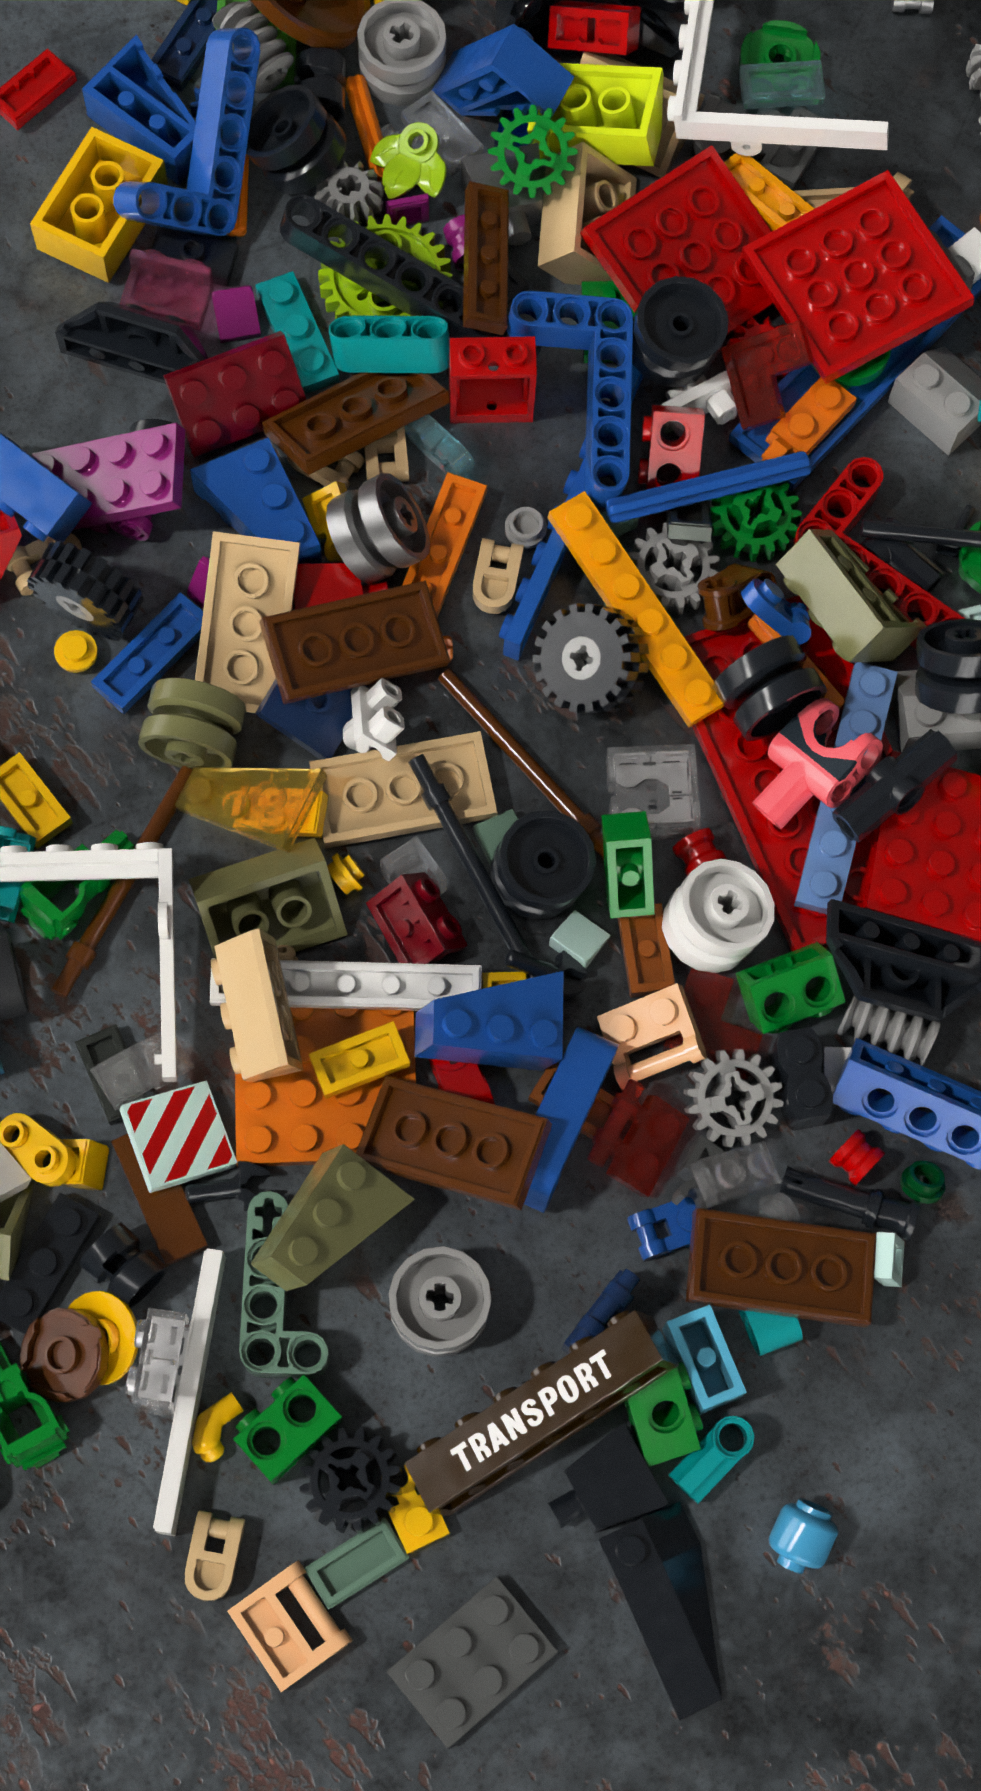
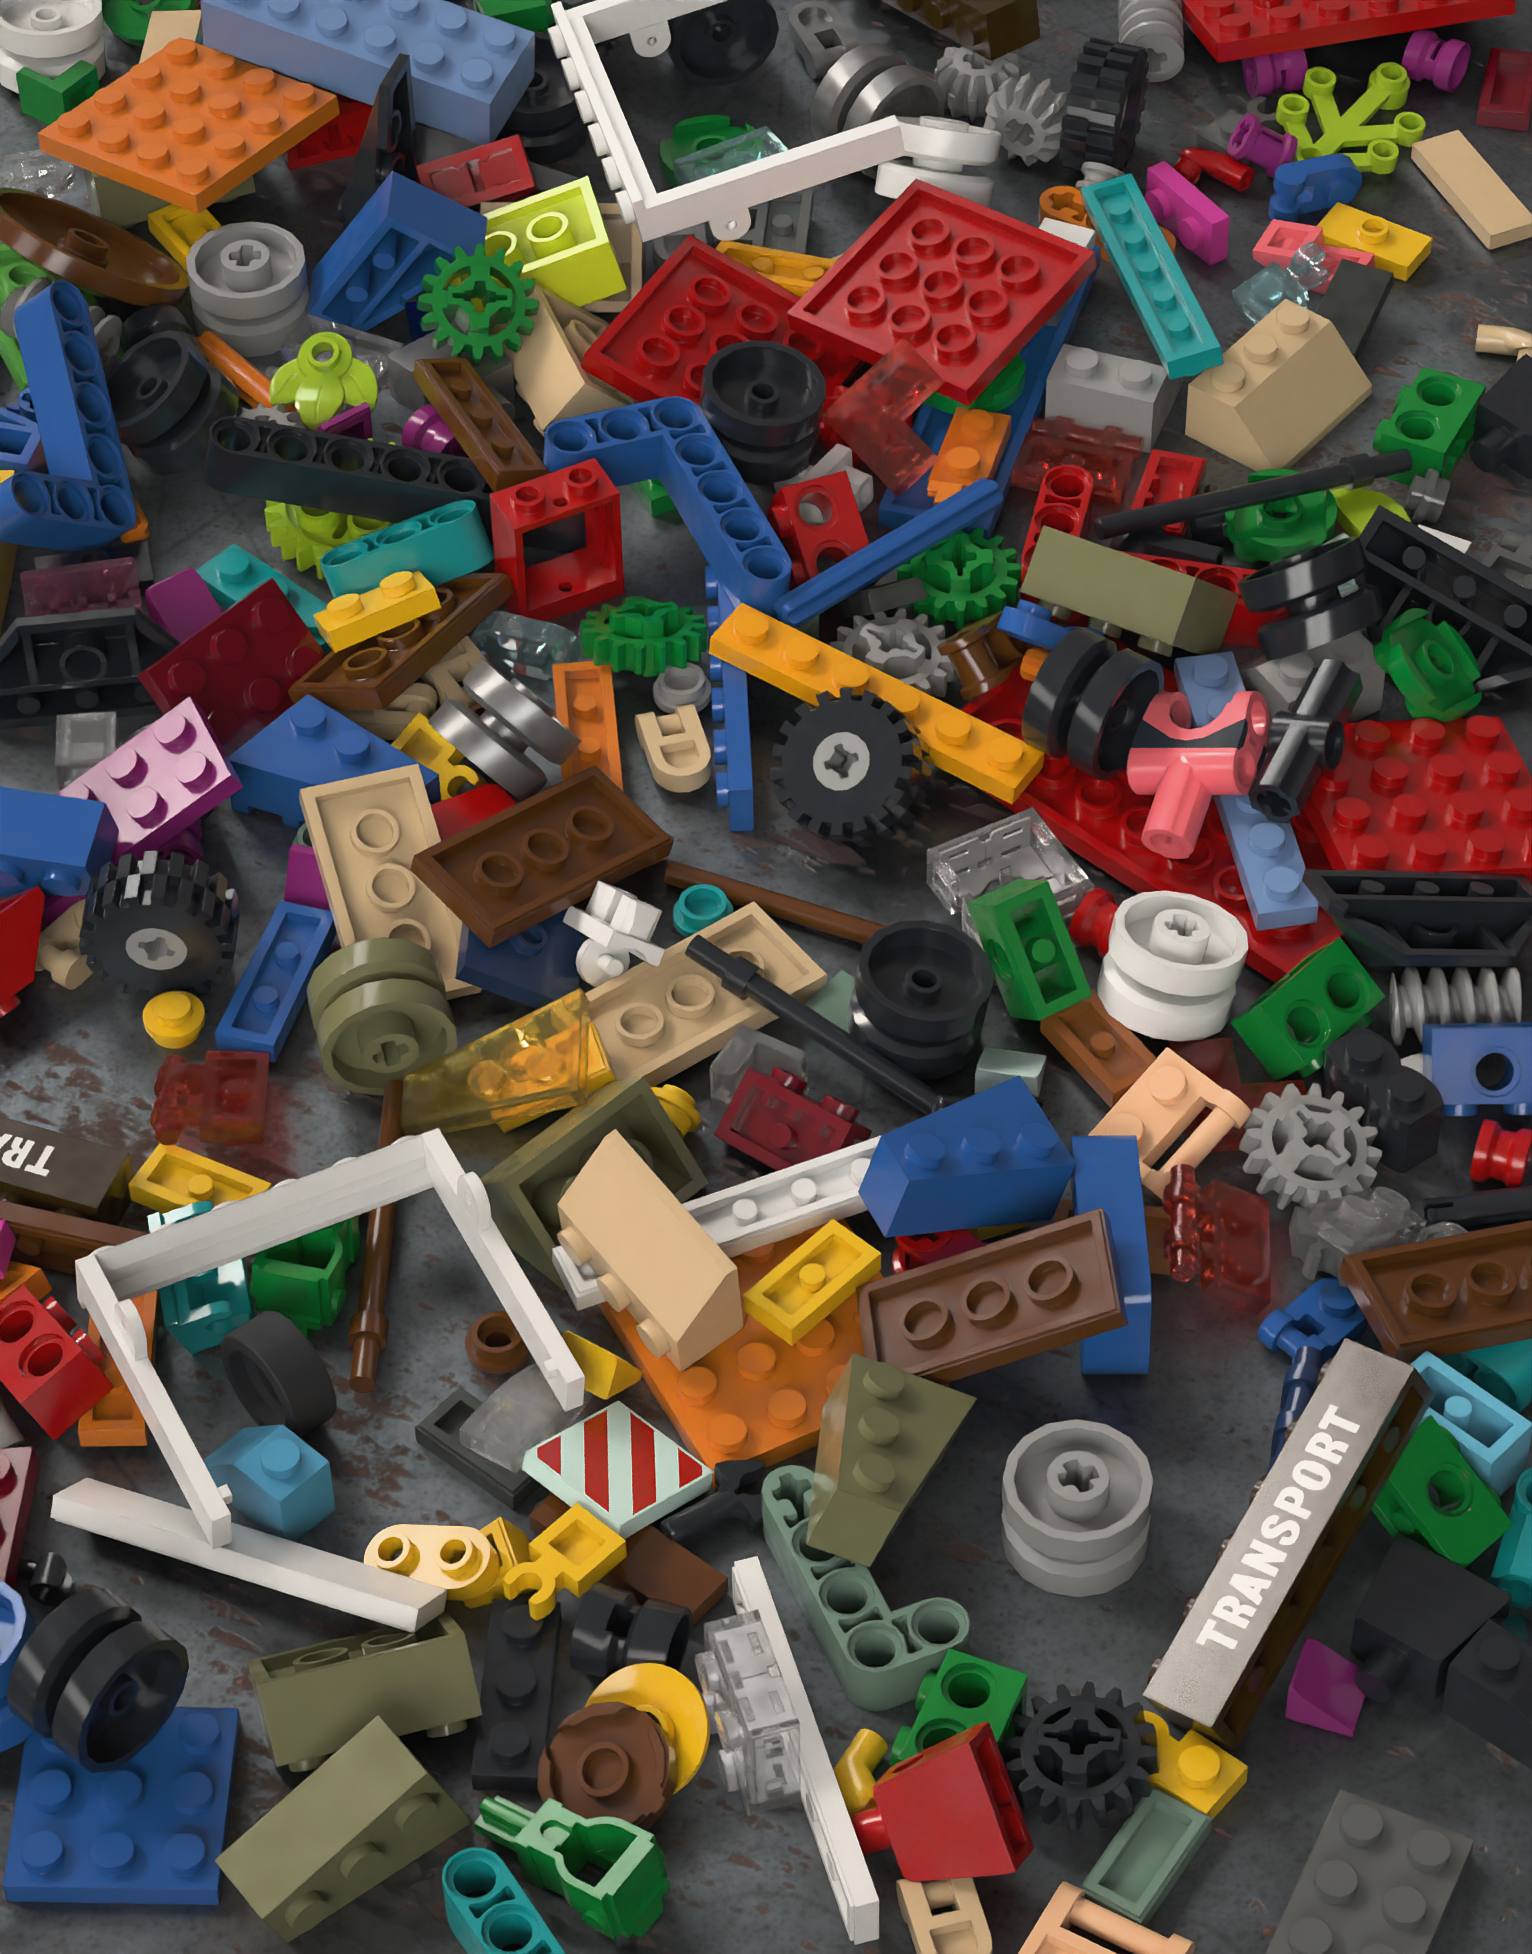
camera: 20 degrees left, 25 degrees down
(78, 738) = (230, 1102): none -> clear red plate
(113, 411) = (83, 743): none -> clear brick
(115, 1191) = (569, 1555): none -> yellow plate
(141, 998) = (495, 1330): none -> reddish brown plate
(203, 1050) = (603, 1371): none -> yellow slope
(243, 1493) = (948, 1812): none -> red torso
(349, 381) = (360, 617): none -> yellow plate
(447, 719) = (699, 908): none -> teal plate
(517, 476) = (643, 636): none -> green gear
(528, 1500) = (1324, 1690): none -> magenta slope
(898, 460) = (1103, 453): none -> clear red plate
(906, 77) = (867, 88): none -> flat silver wheel
(925, 146) = (938, 155): none -> white wheel
(937, 500) = (1170, 478): none -> red plate

